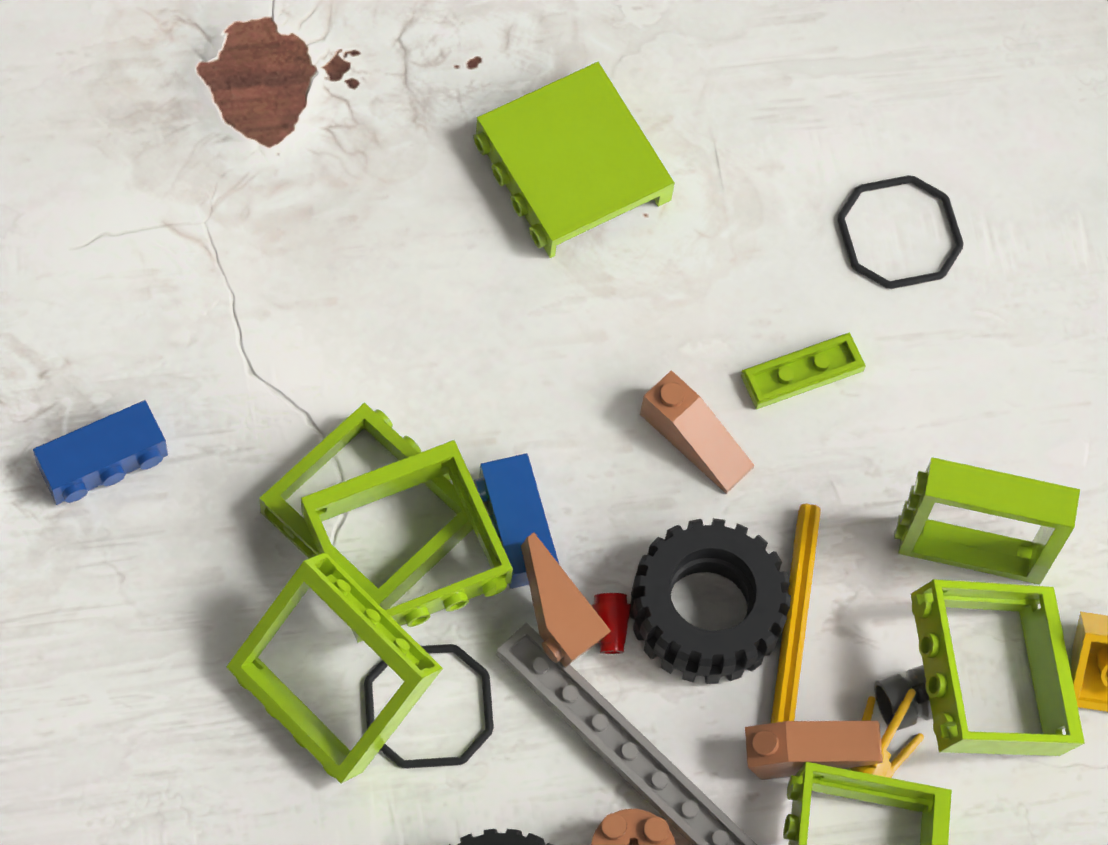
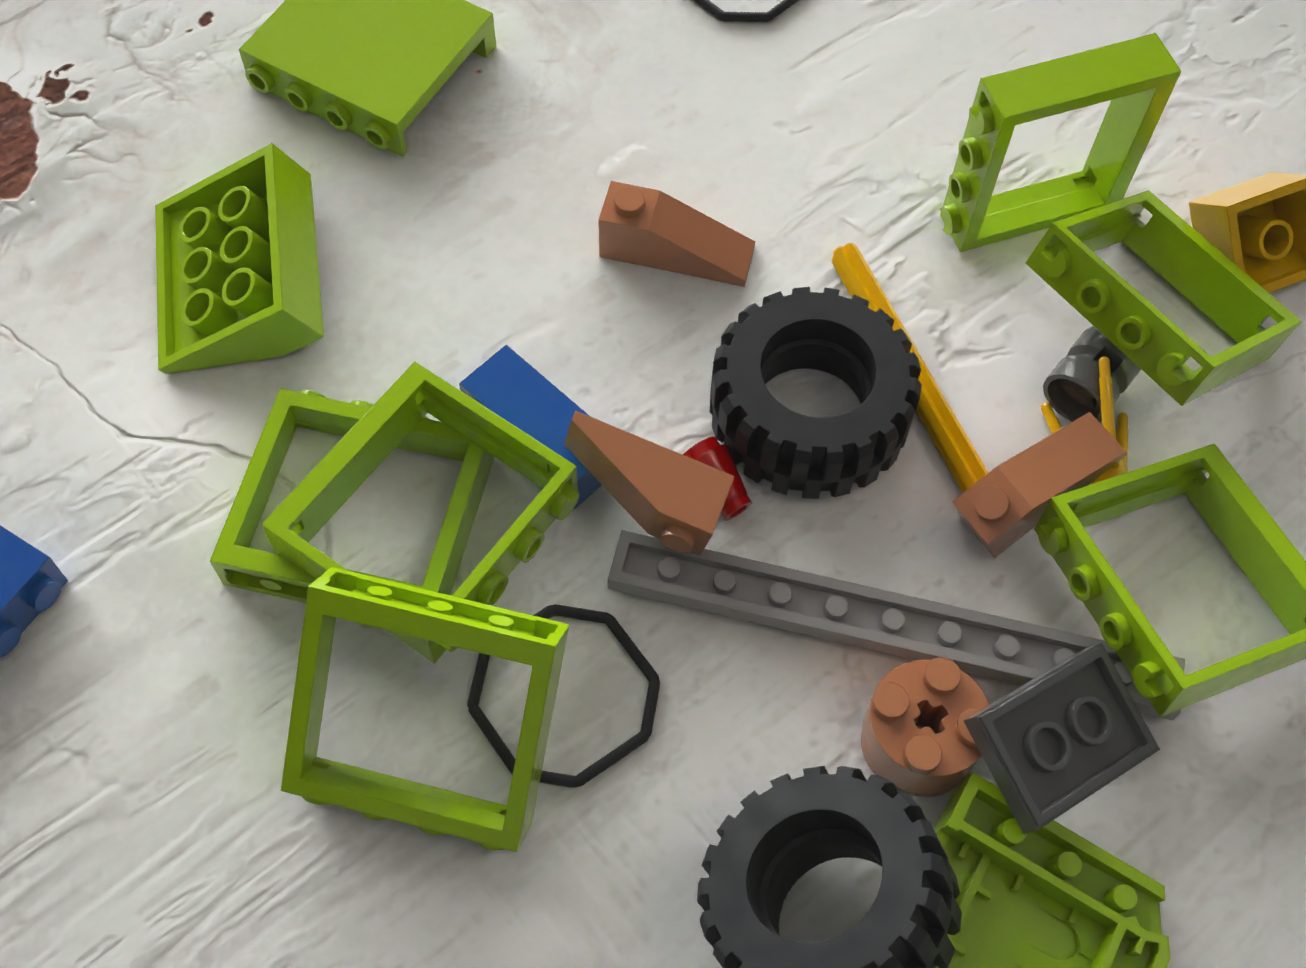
camera: 25 degrees left, 5 degrees down
(387, 288) = (238, 266): none -> lime slope
(803, 370) = (739, 131): lime tile -> none

